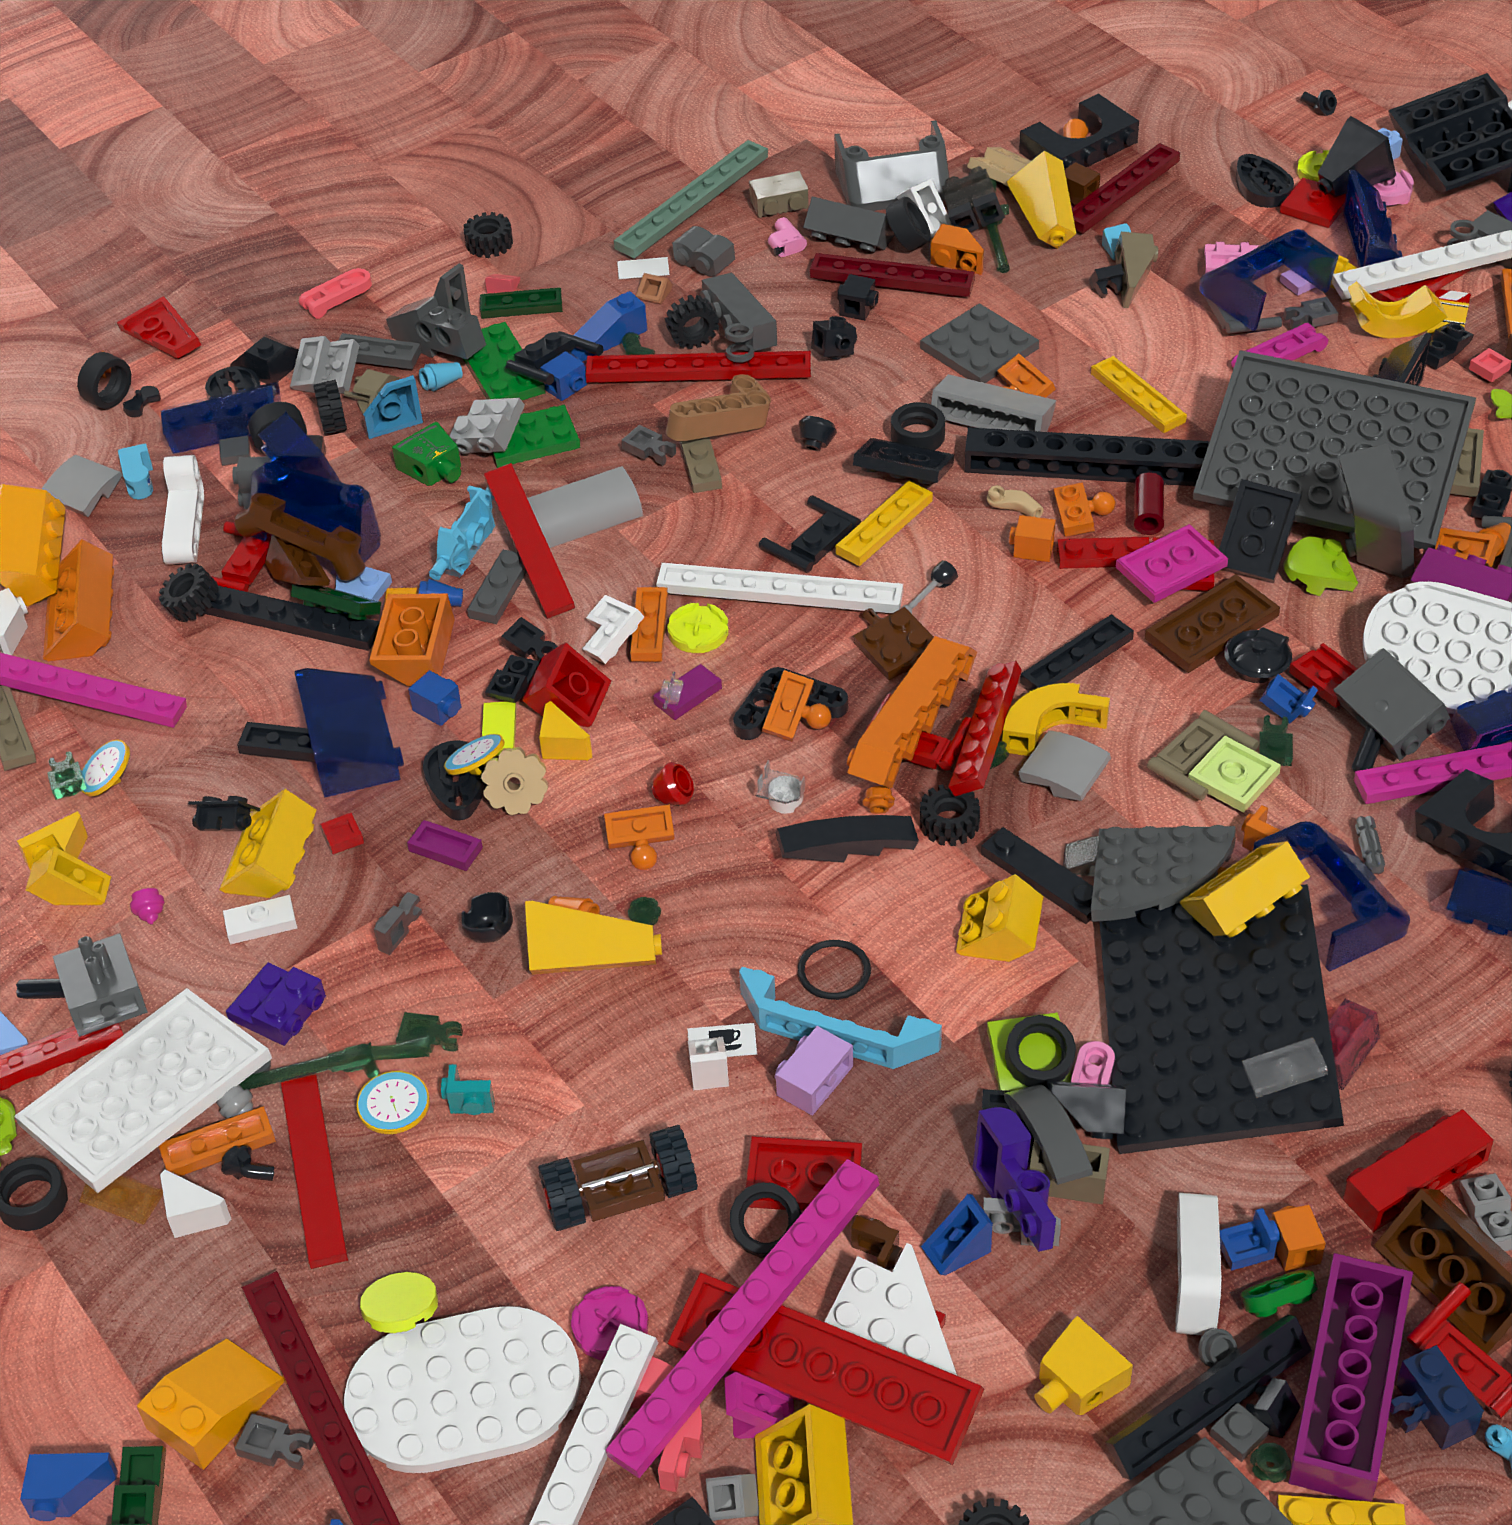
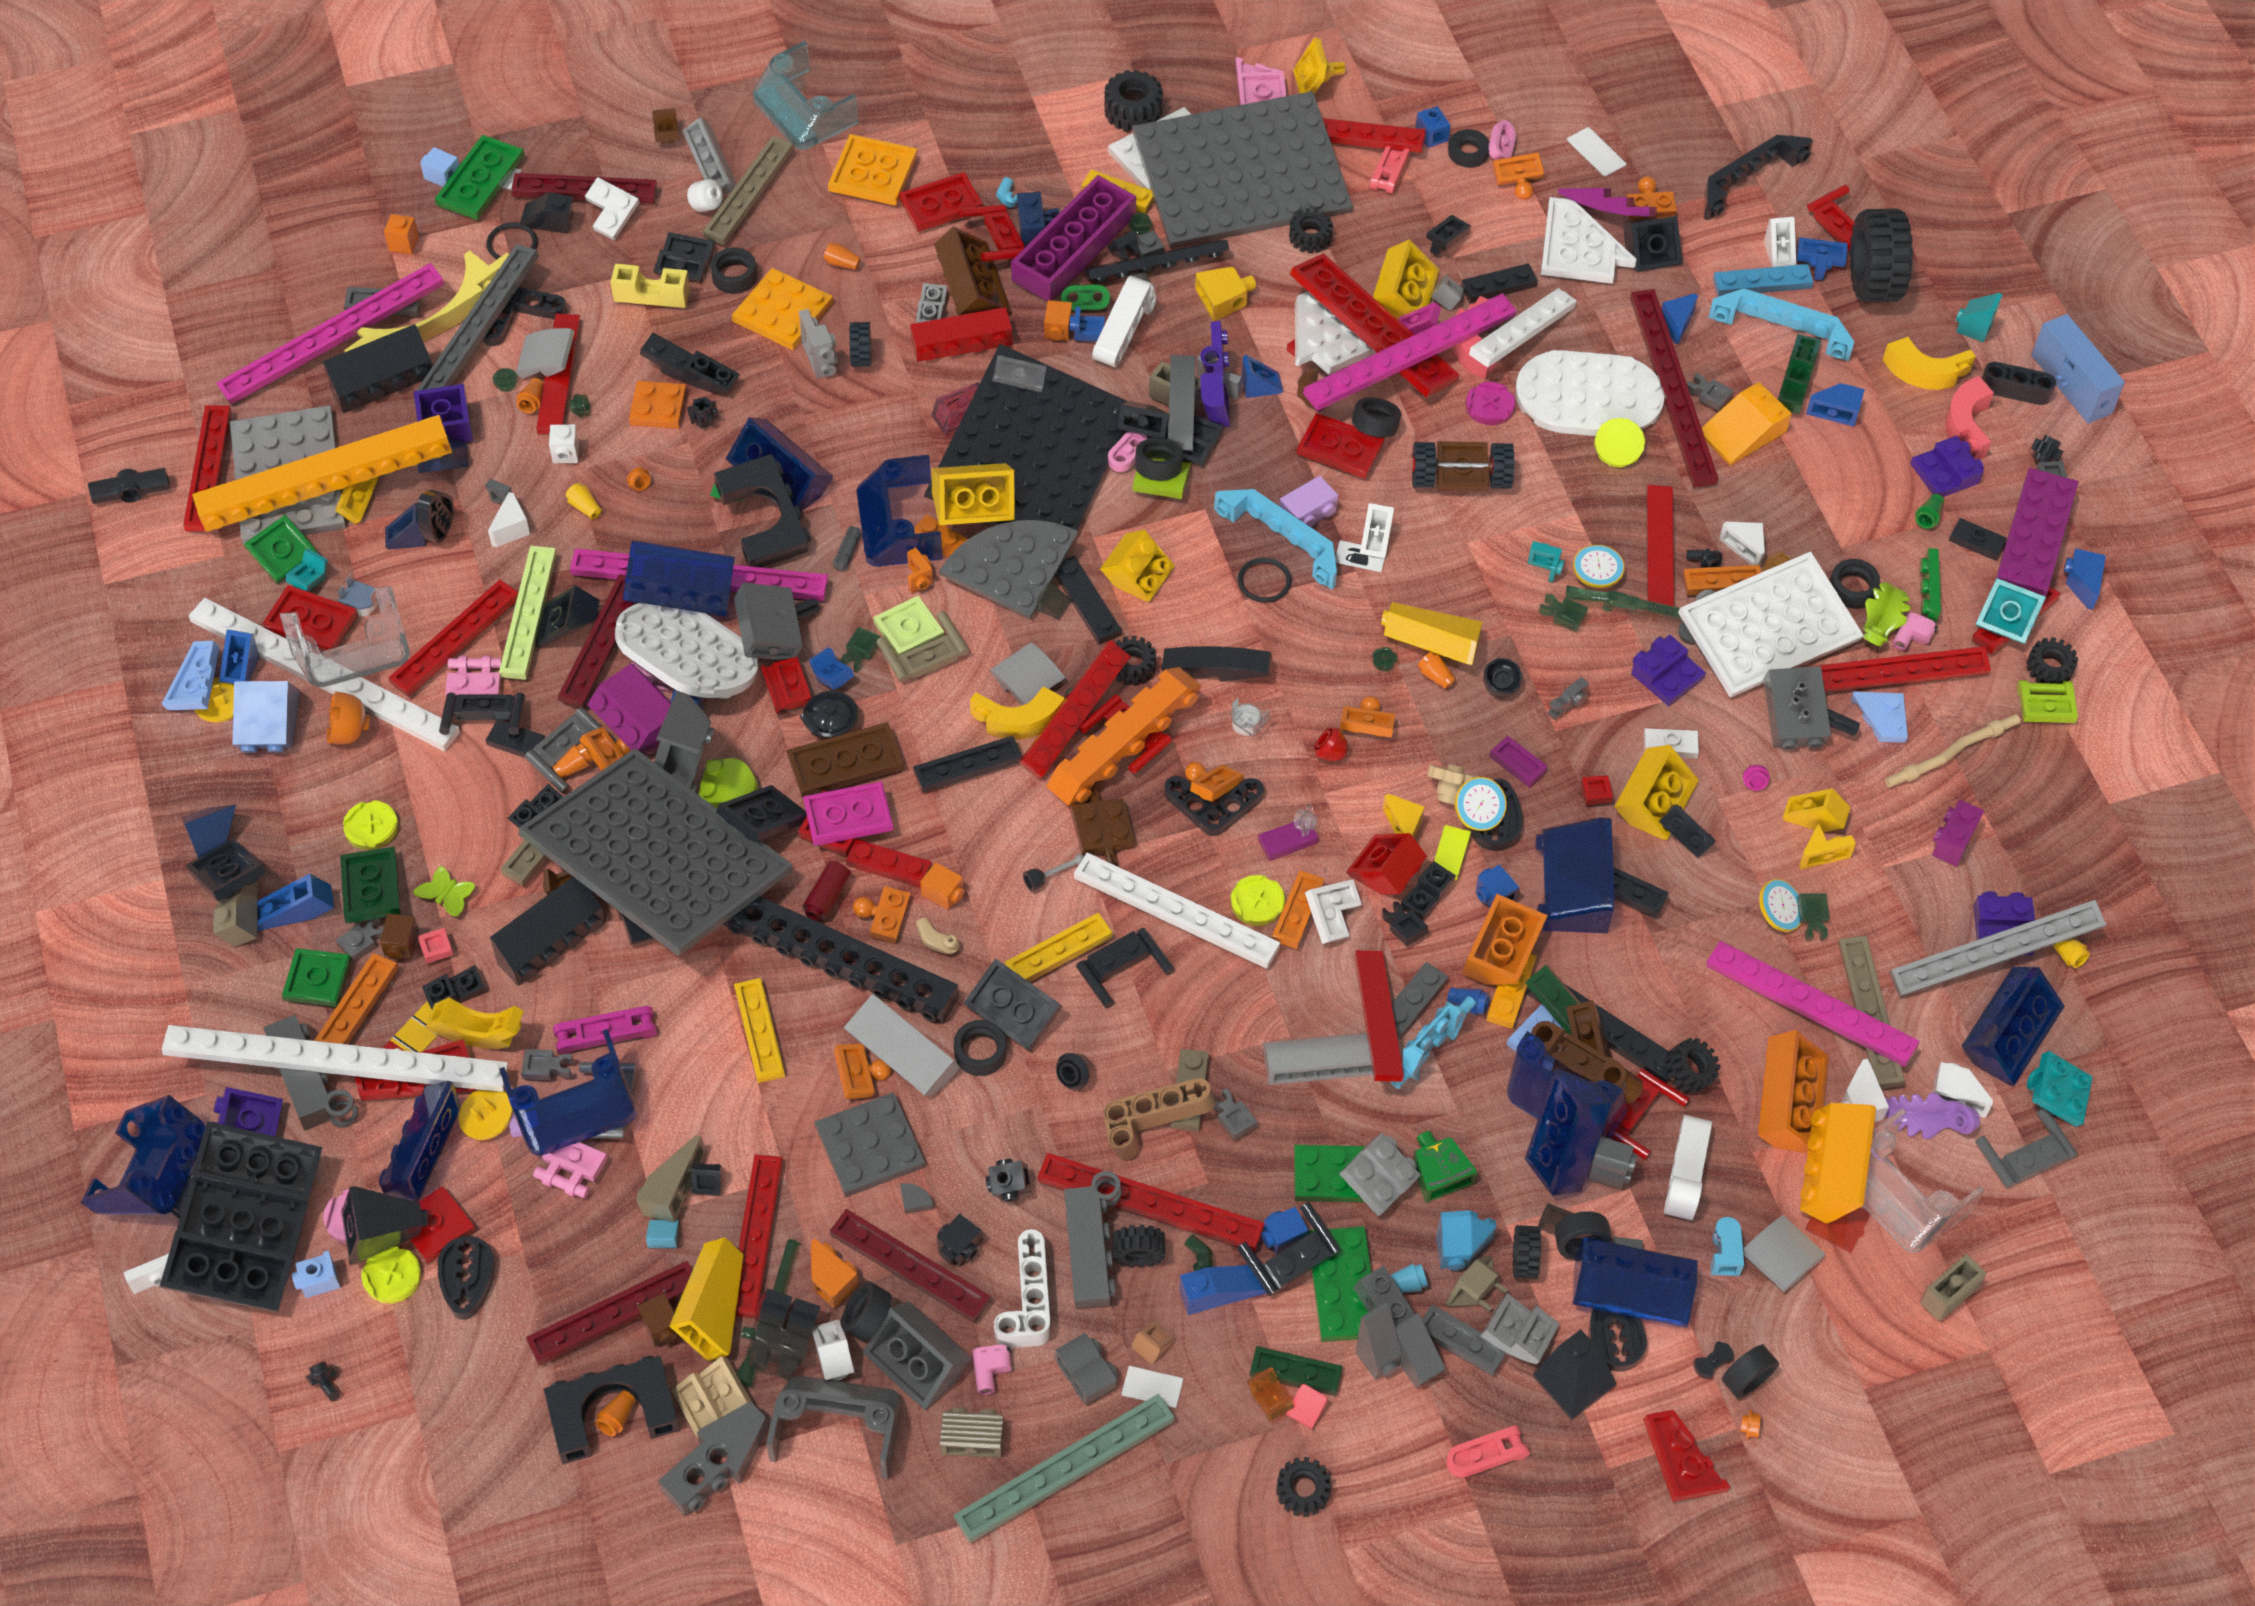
camera: 165 degrees left, 10 degrees up
(536, 274) = (1269, 1394): none -> clear orange bracket
(768, 272) = (1030, 1288): none -> white beam
(916, 319) = (915, 1198): none -> dark grey tile
(977, 130) = (732, 1437): none -> dark grey brick
(1040, 268) = (757, 1231): none -> red tile

